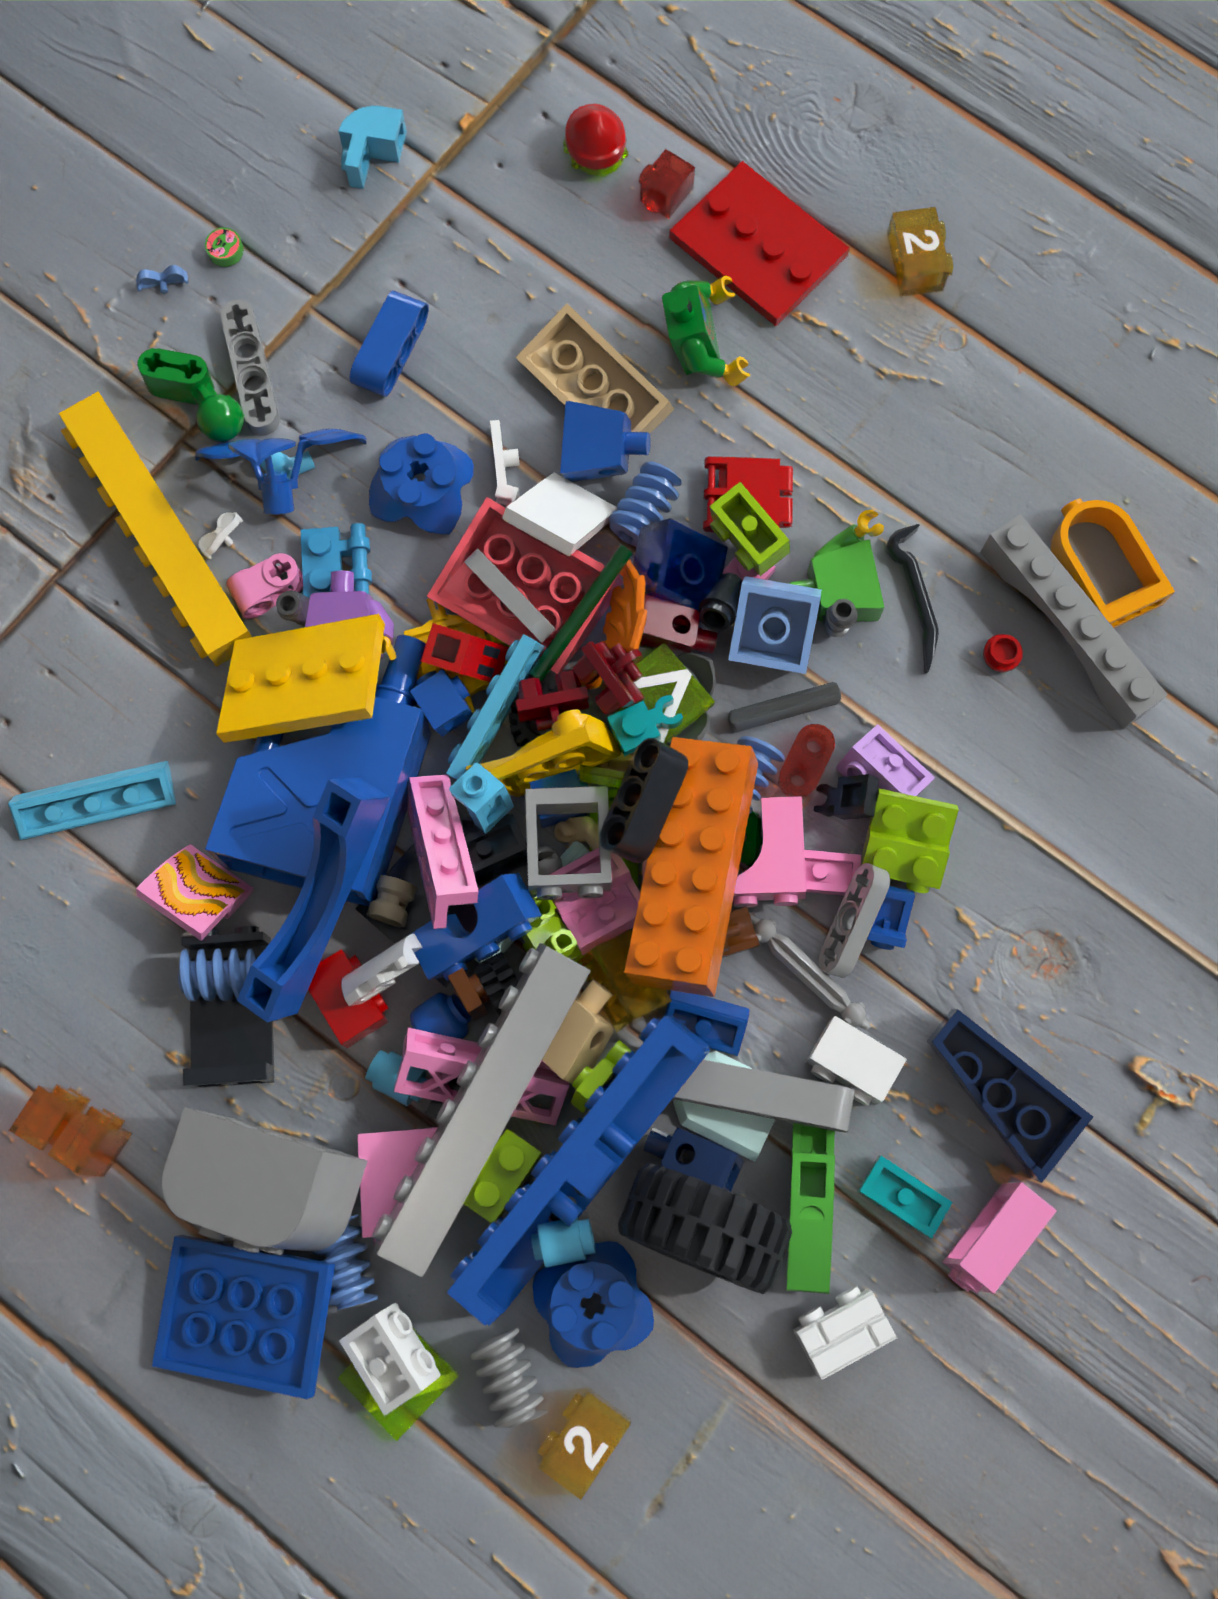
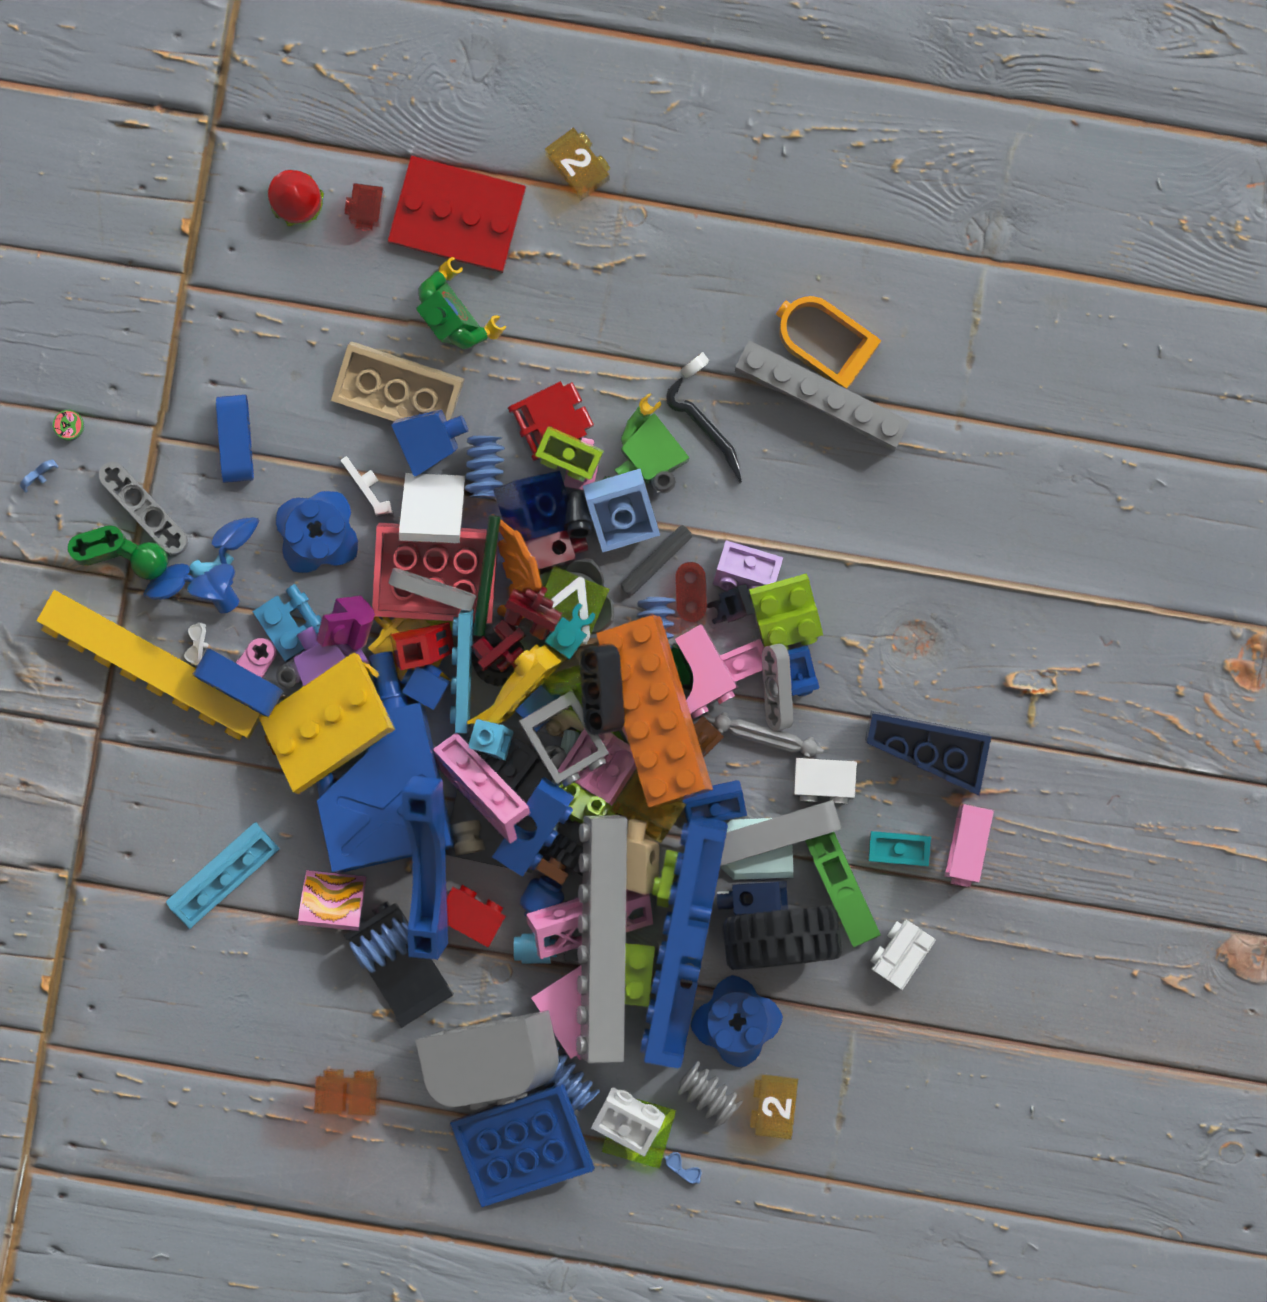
camera: 30 degrees left, 10 degrees up
(232, 585) = (237, 682): none -> blue beam
(369, 134) = (125, 279): medium azure brick -> none
(380, 971) = (490, 887): white slope -> none
(392, 587) = (347, 624): none -> magenta brick
(431, 1471) = (674, 1162): none -> medium blue piece
(563, 1244) = (697, 995): medium azure brick -> none
(940, 518) = (694, 365): none -> white tile
(1002, 653) = (785, 441): red plate -> none

